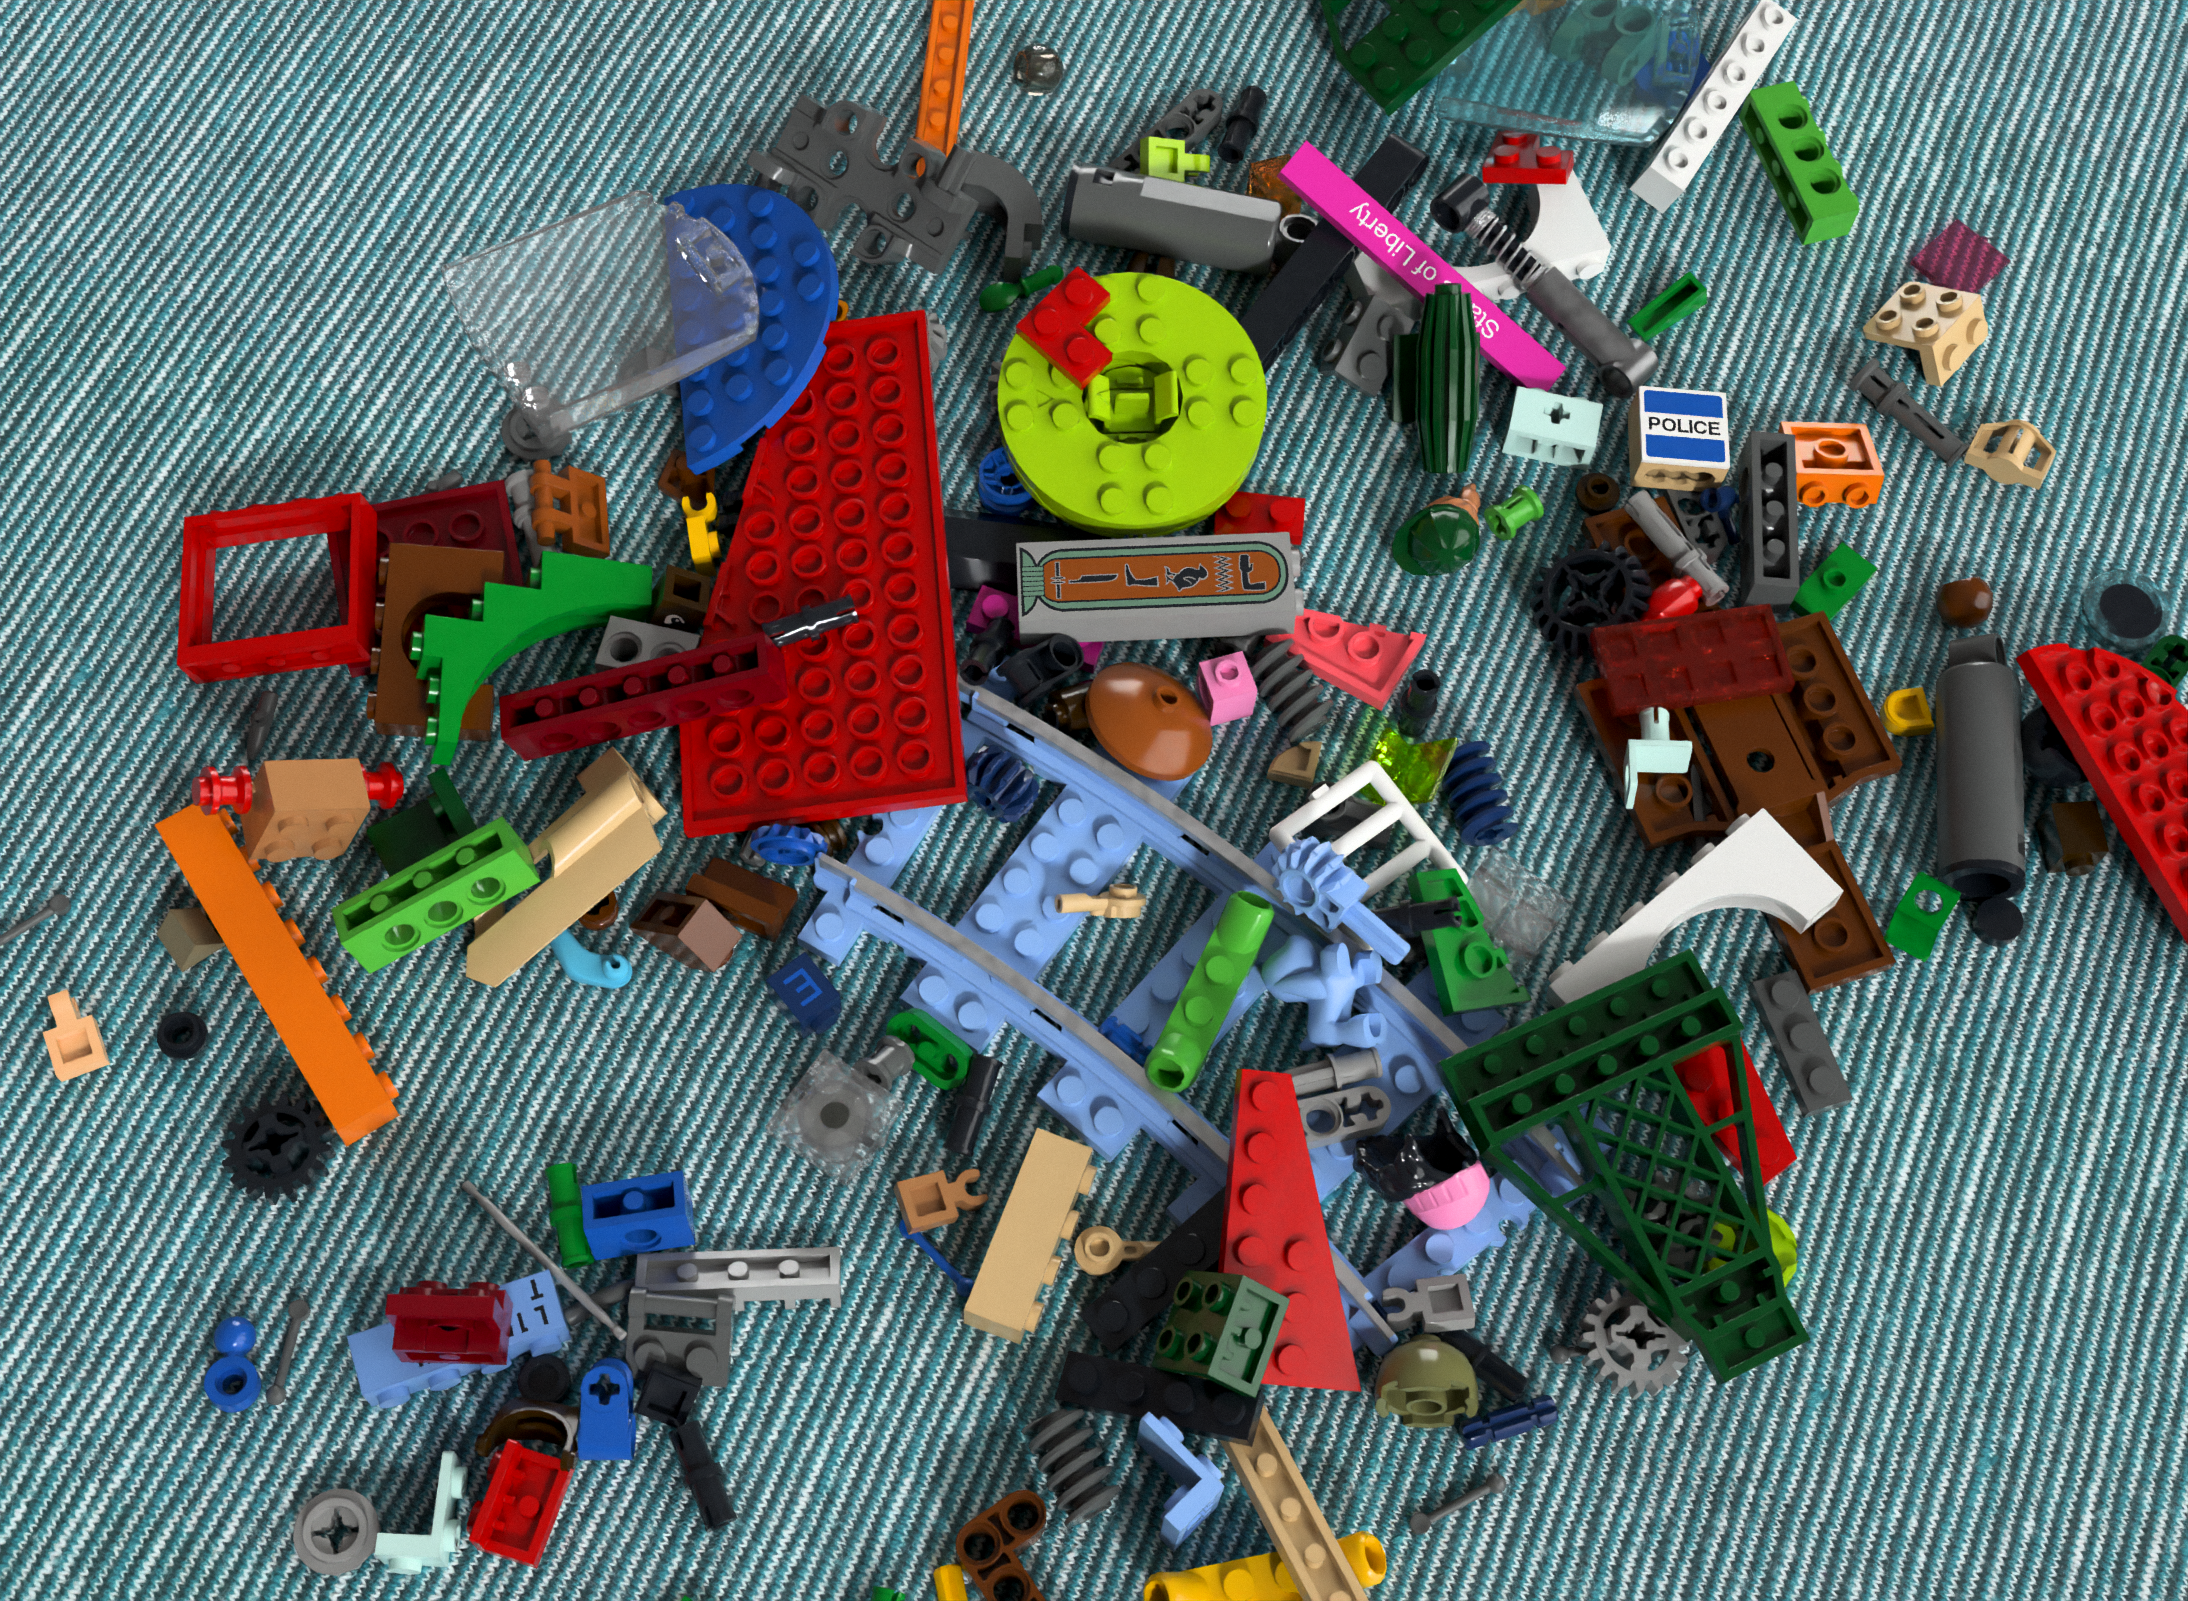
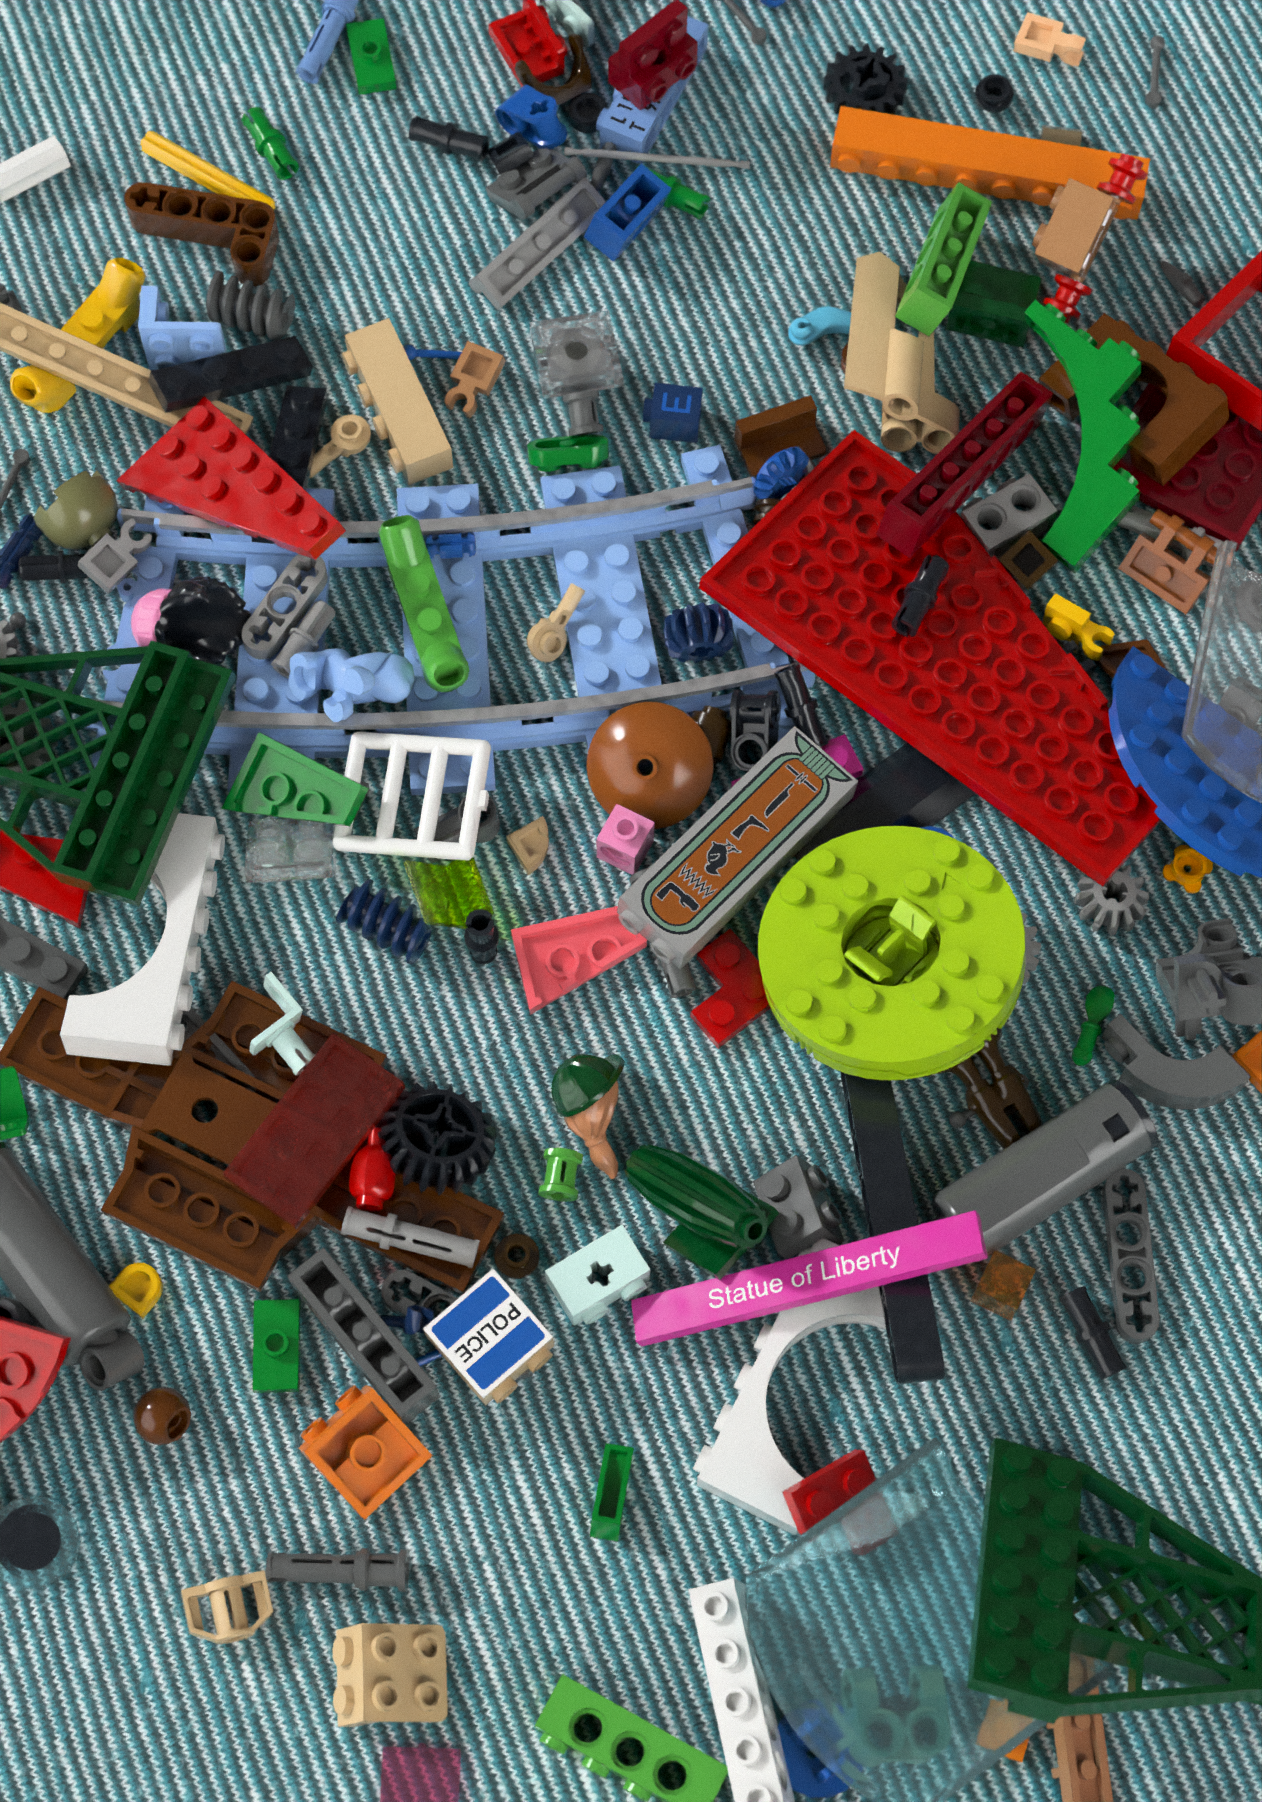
camera: 140 degrees right, 5 degrees up
(687, 930) = (785, 378): reddish brown slope -> none
(972, 1105) = (508, 440): black pin -> none
(1058, 329) = (987, 920): red plate -> none
(1168, 159) = (1103, 1222): lime plate -> none
(1221, 1330) = (215, 401): dark green bracket -> none
(1289, 690) = (581, 876): dark grey piece -> none
(1331, 893) = (396, 717): light blue gear -> none
(1414, 917) = (337, 753): black pin -> none
(1620, 361) = (605, 1387): piece -> none

